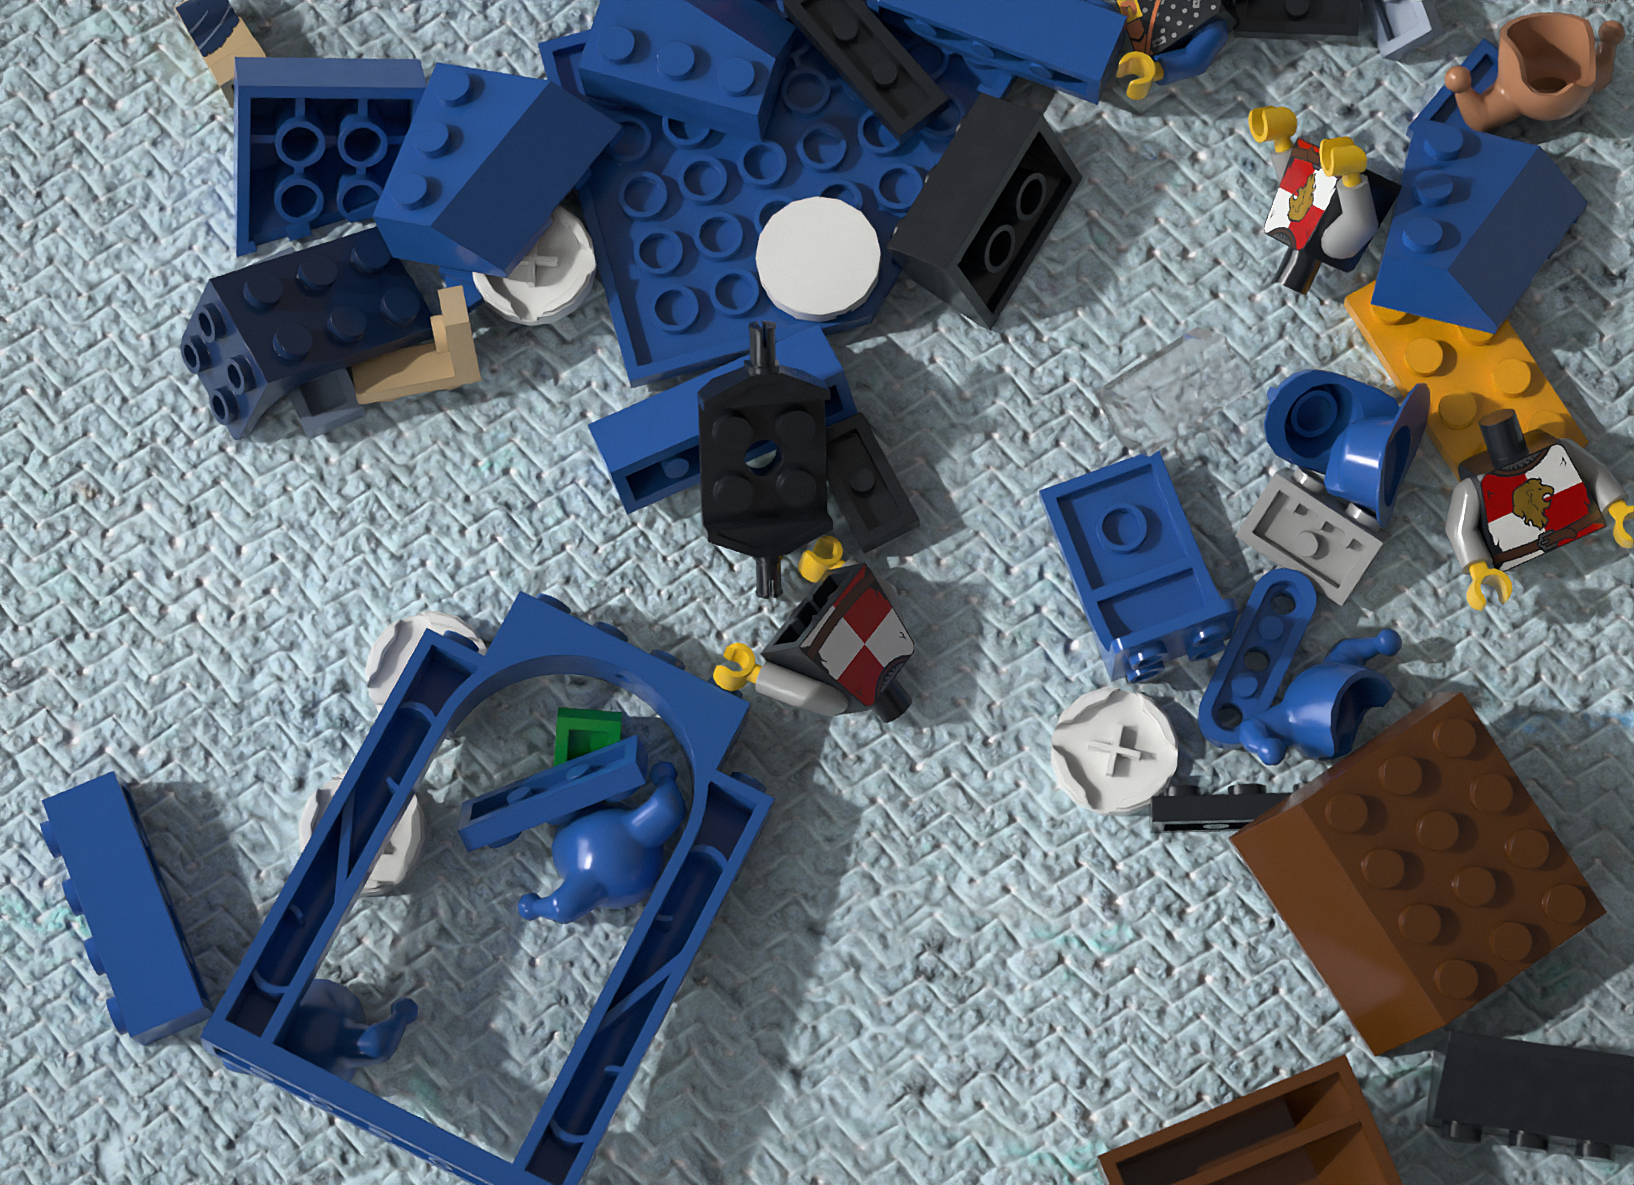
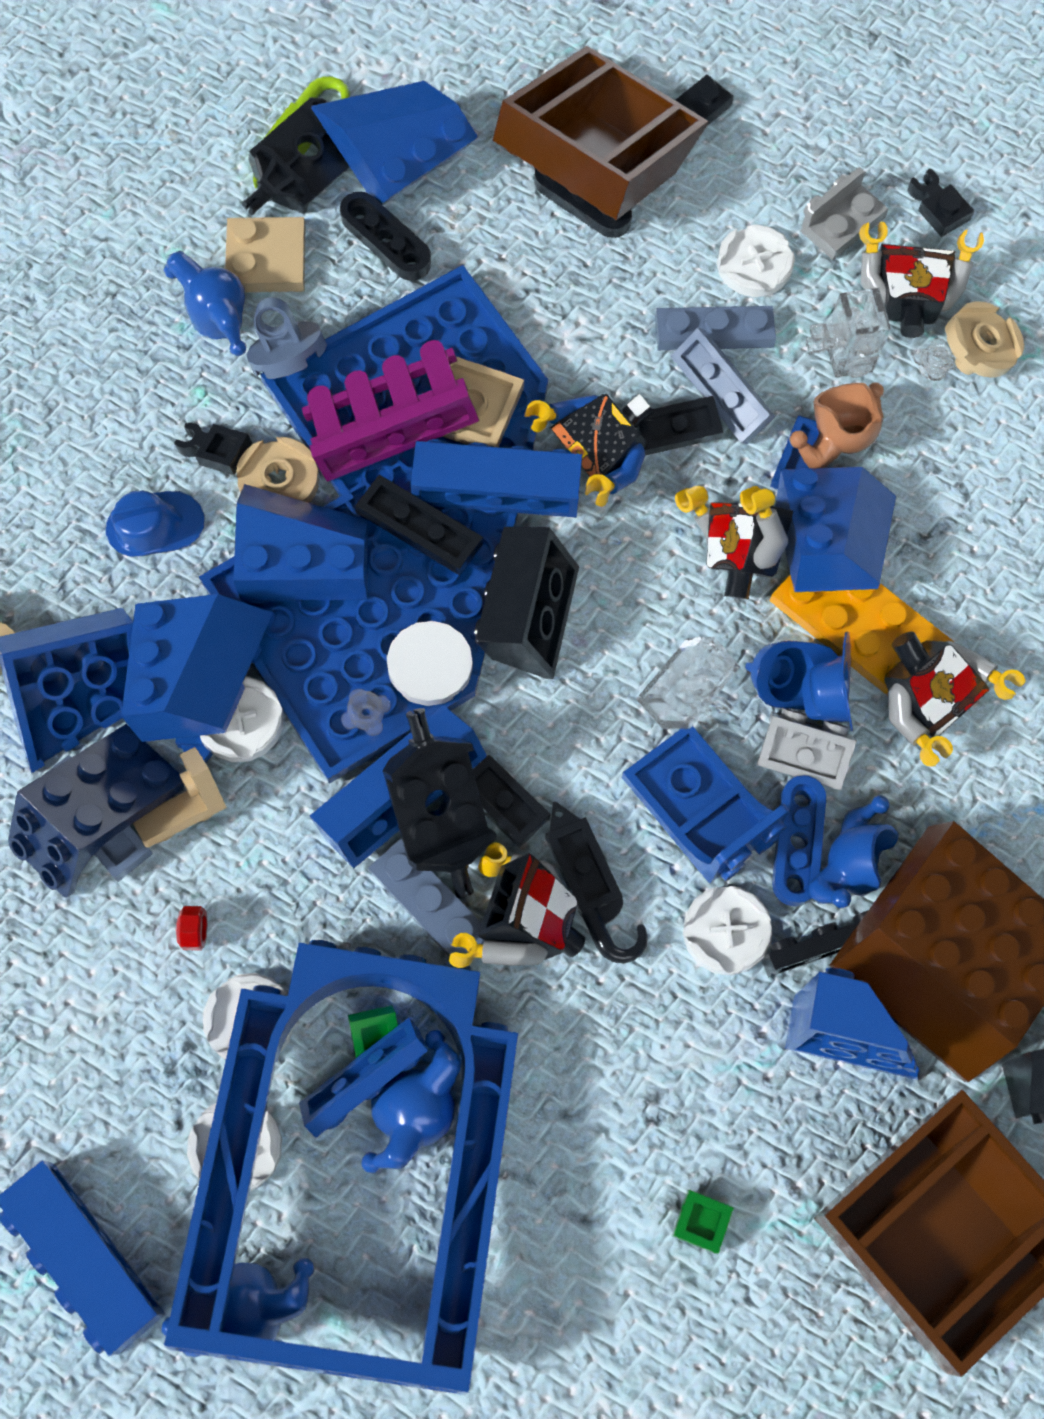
camera: 30 degrees left, 5 degrees down
(389, 530) = (192, 928): none -> red tile
(708, 285) = (363, 700): none -> clear plate
(711, 583) = (425, 899): none -> sand blue plate
(942, 1120) = (702, 1222): none -> green plate
(944, 629) = (590, 882): none -> black plate
(1224, 926) = (849, 1025): none -> blue wedge

